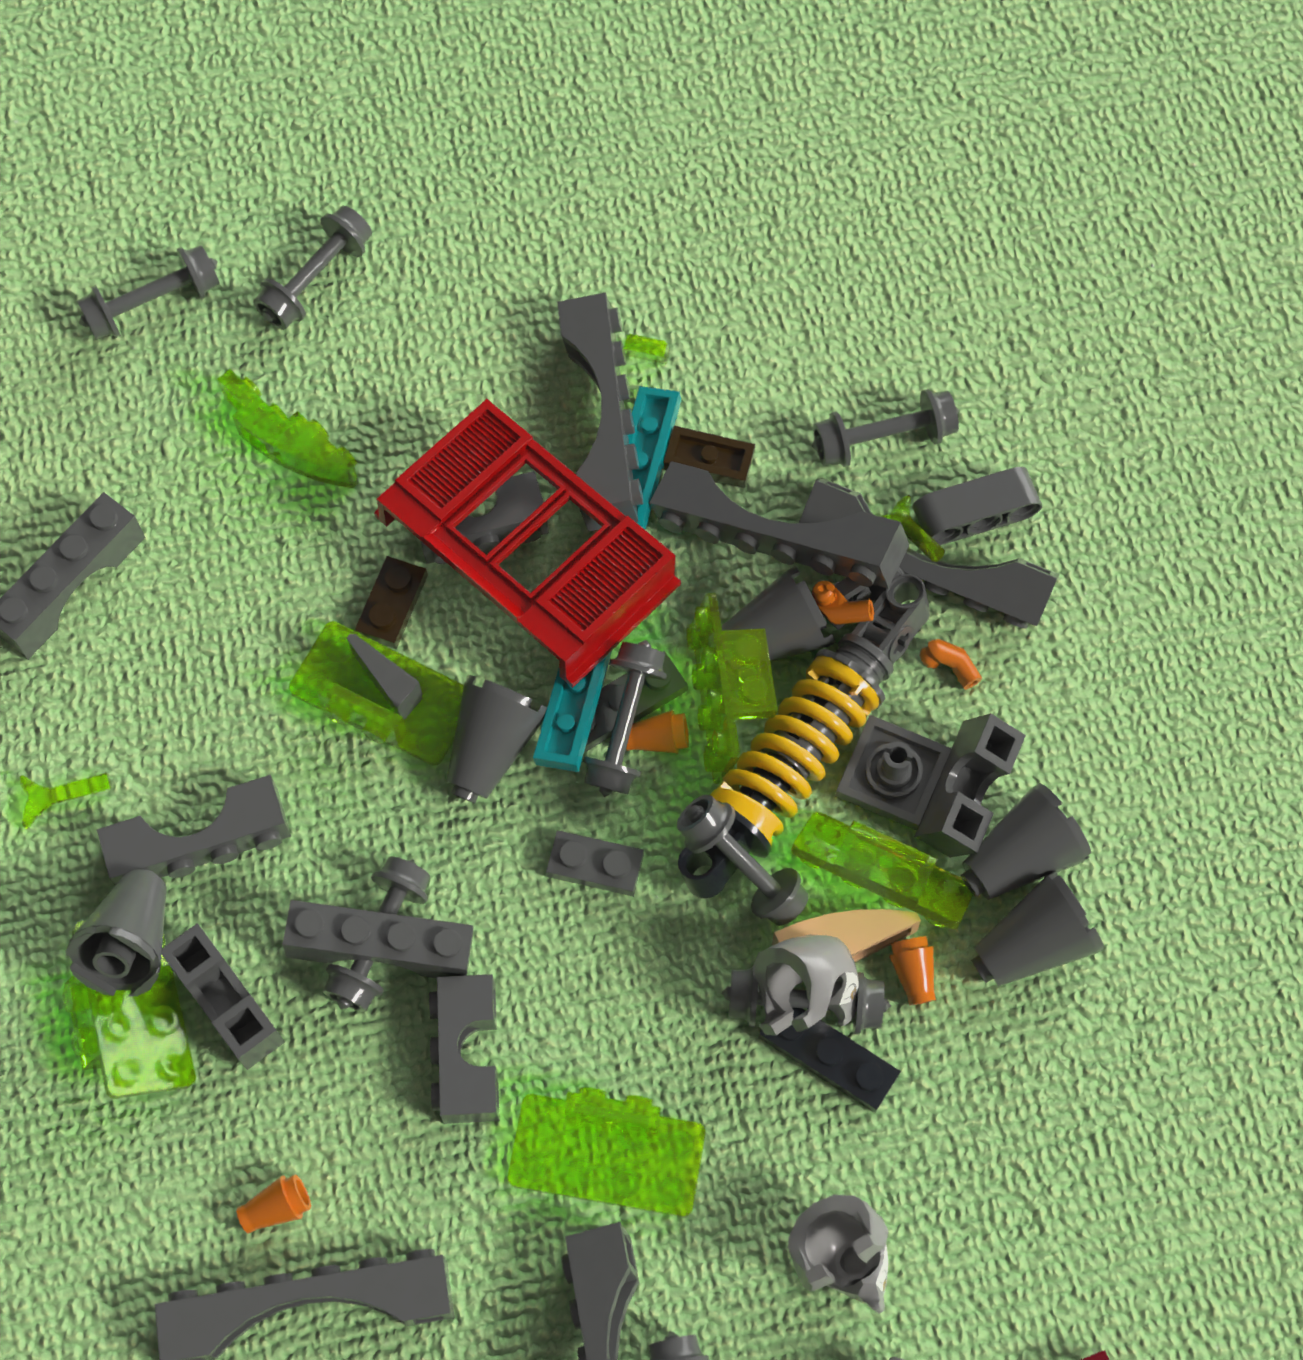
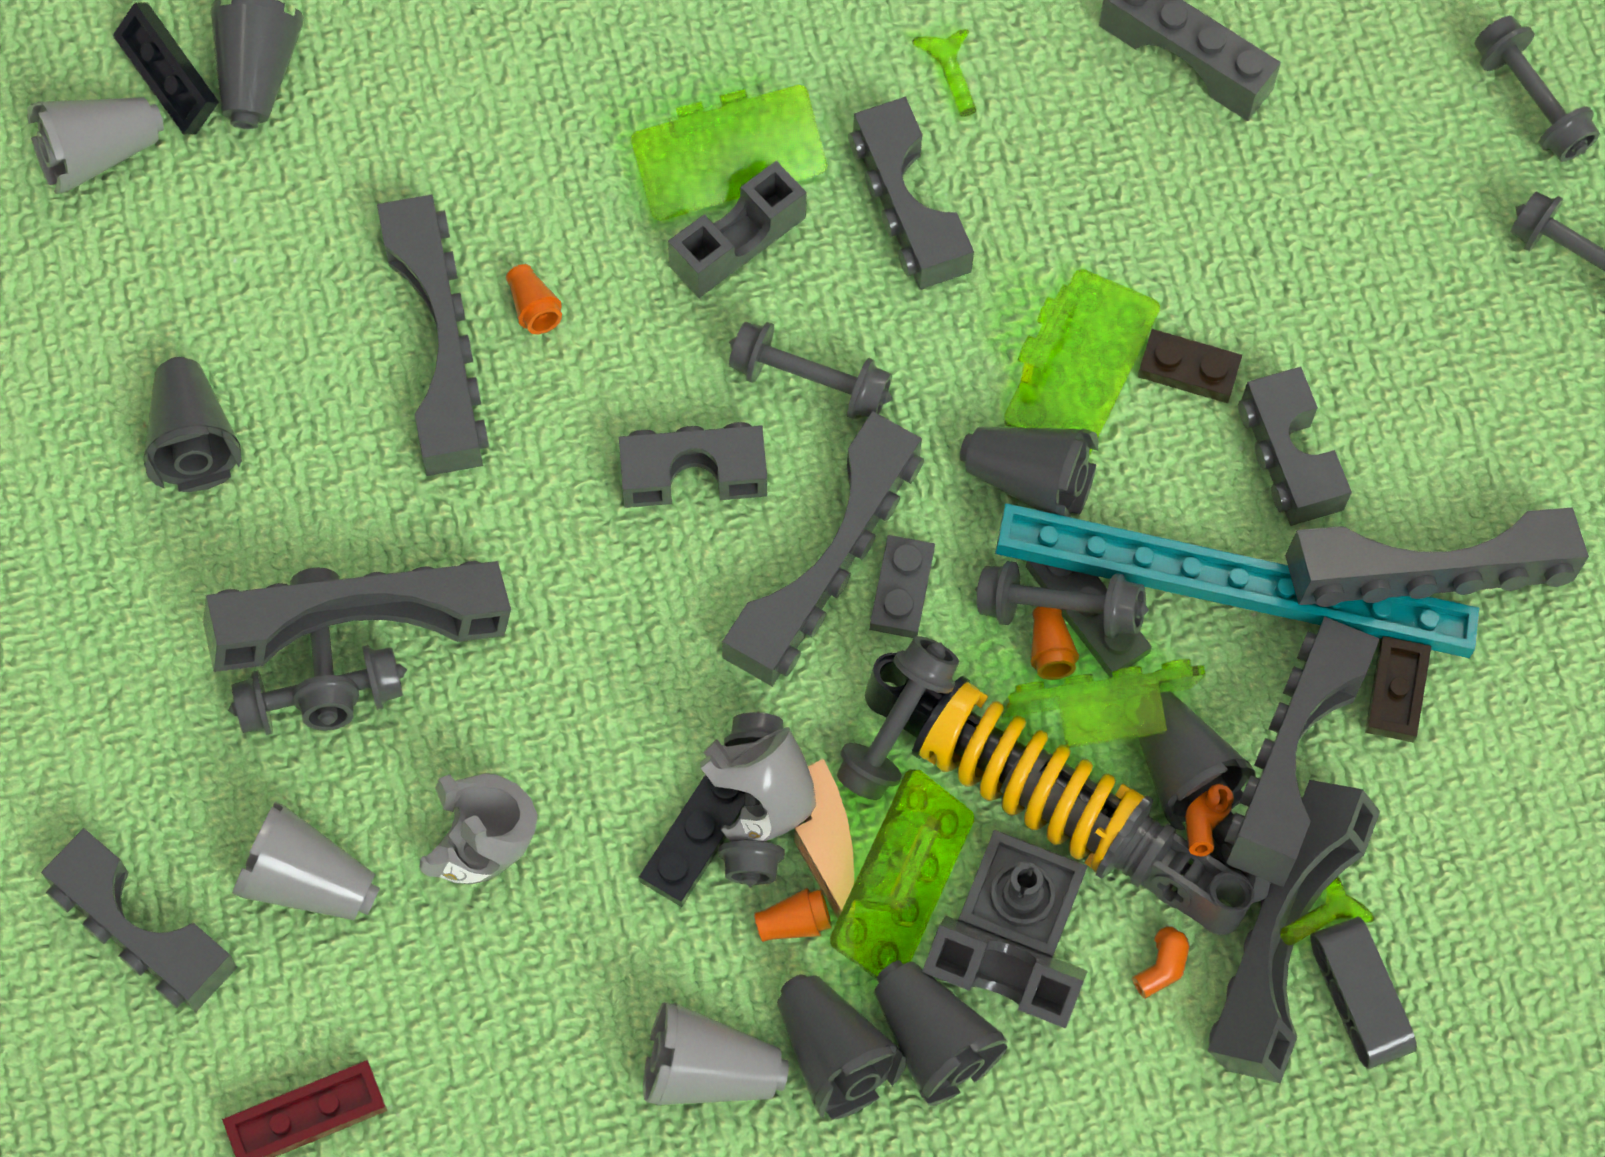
camera: 85 degrees right, 0 degrees up
(122, 937) = (790, 123): dark grey cone -> none
(291, 441) = (1376, 239): clear neon green slope -> none
(343, 933) = (800, 370): dark grey arch -> none
(394, 684) = (1083, 363): dark grey slope -> none
(483, 880) = (773, 626): none -> dark grey arch
(590, 597) = (1195, 549): red piece -> none
(607, 1151) = (588, 609): clear neon green bracket -> none
(646, 348) = (1529, 614): clear neon green tile -> none
(937, 415) = (1429, 824): dark grey piece -> none
(1056, 1051) = (708, 1061): none -> light grey cone

